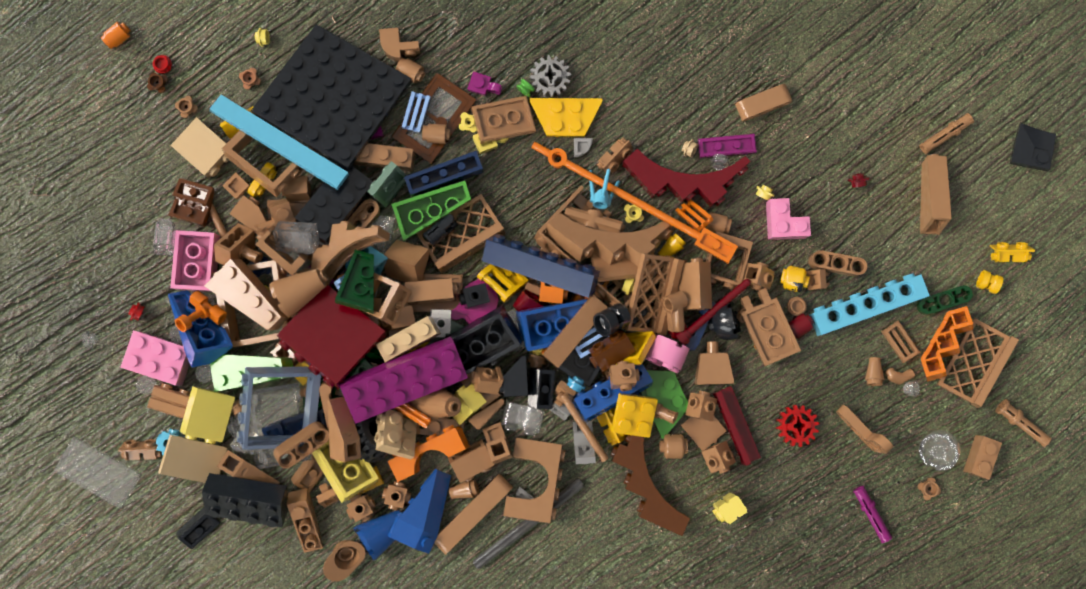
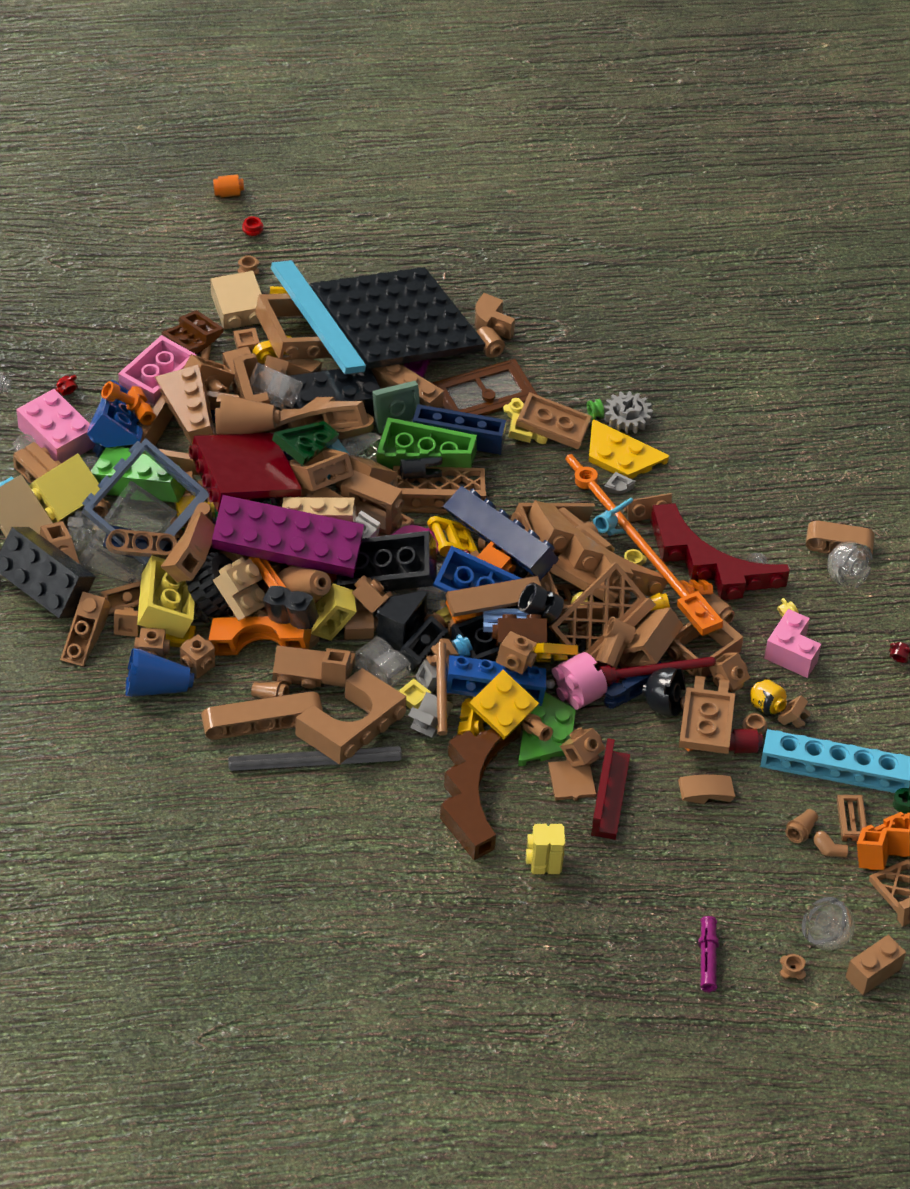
camera: 30 degrees right, 35 degrees down
(153, 78) = (236, 236): reddish brown plate -> none
(164, 237) = (145, 333): clear brick -> none
(249, 83) = (326, 273): nougat plate -> none
(262, 37) = (365, 252): light yellow plate -> none
(343, 560) = (98, 675): medium nougat piece -> none
(408, 111) = (466, 373): light blue tile -> none
(422, 518) = (206, 682): blue wedge -> none
(435, 133) = (476, 396): medium nougat brick -> none
(445, 435) = (290, 607): none -> black brick
(474, 296) = (412, 523): black brick -> none
(481, 84) = (553, 387): magenta plate -> none
(482, 417) = (347, 638): medium nougat slope -> none
(560, 430) = (414, 693): none -> light yellow plate
(673, 446) = (526, 772): medium nougat head -> none
(689, 148) = (733, 538): tan plate -> none
(713, 367) = (623, 724): medium nougat torso -> none
(718, 457) = (569, 803): medium nougat brick -> none
(727, 145) = (797, 564): magenta tile -> none
(783, 125) = (849, 564): none -> clear cylinder
(796, 381) = (704, 787): none -> medium nougat slope
(797, 418) = (678, 825): red gear -> none
(846, 263) = (828, 709): medium nougat beam -> none
(876, 442) = (753, 864): medium nougat beam -> none
(911, 388) = (838, 866): clear hinge -> none

